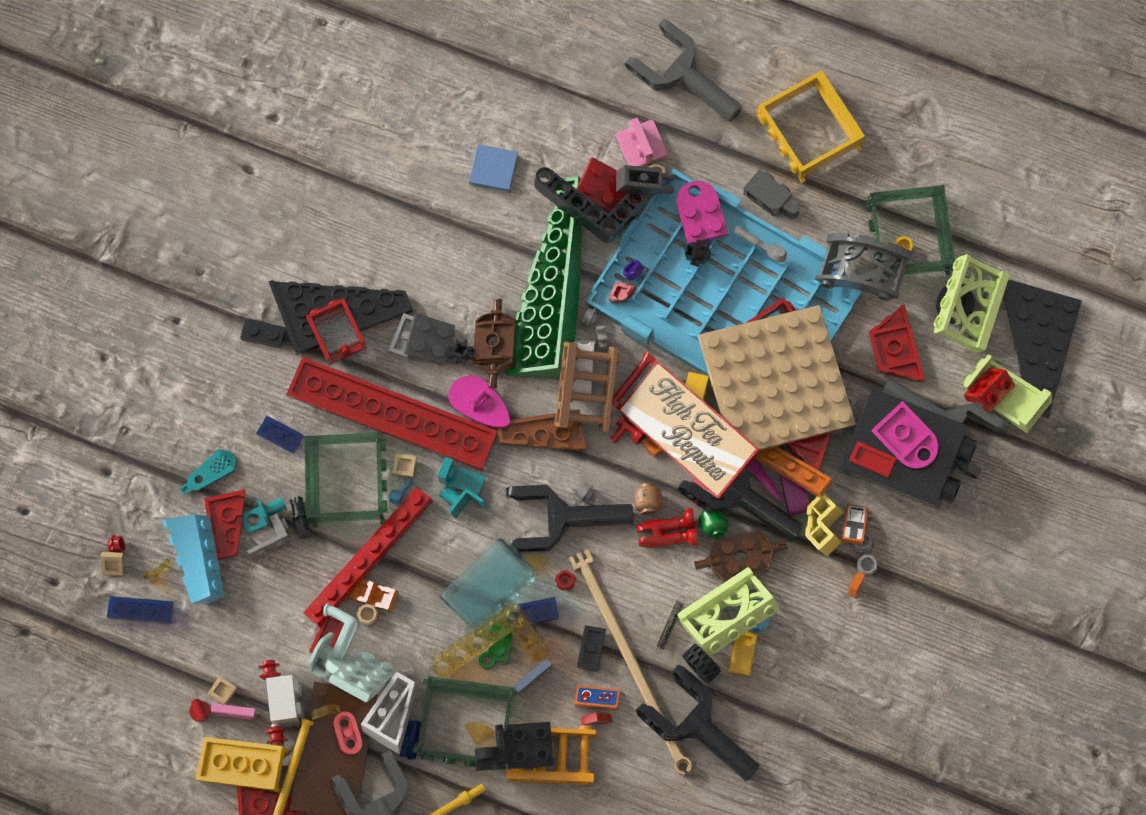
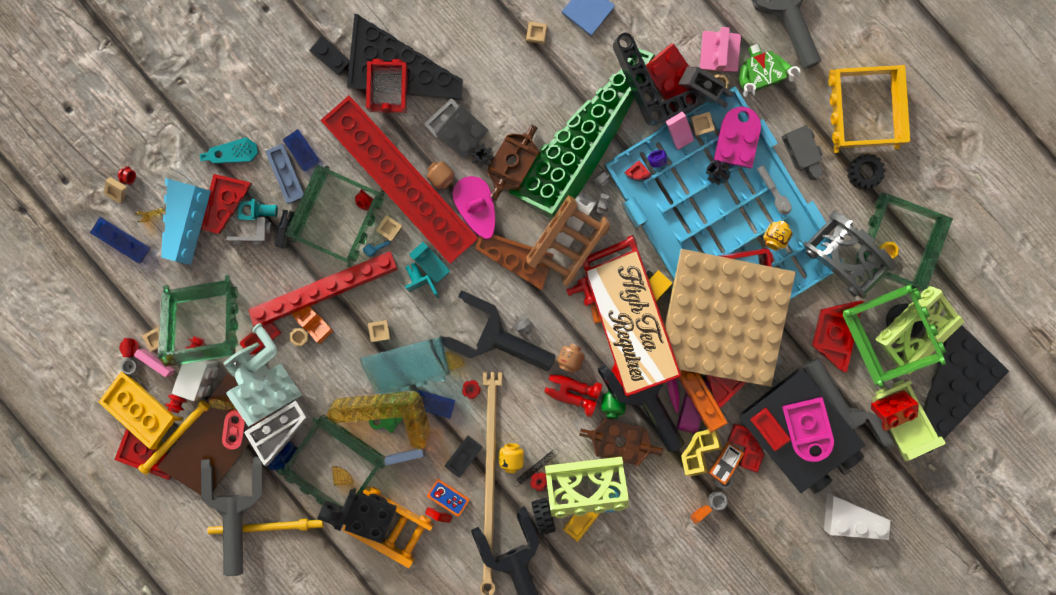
camera: 15 degrees right, 15 degrees up
(214, 724) = (135, 366): none -> light grey plate
(245, 620) = (167, 328): none -> clear green window
(275, 465) = (285, 173): none -> sand blue plate
(366, 452) = (363, 200): none -> red plate
(429, 390) = (440, 175): none -> medium nougat head
(444, 569) = (379, 331): none -> tan plate
(454, 213) = (536, 32): none -> tan tile
(640, 233) = (680, 130): none -> bright pink tile
(640, 625) = (511, 457): none -> yellow head
(659, 217) = (702, 124): none -> tan plate
(676, 640) = (534, 483): none -> red plate
(693, 141) = (764, 70): none -> bright green torso
(786, 282) = (777, 235): none -> yellow head
(838, 173) = (877, 168): none -> black tyre
(863, 492) = (753, 453): none -> red tile
(925, 342) = (866, 349): none -> bright green window
(1009, 514) = (850, 520): none -> white wedge

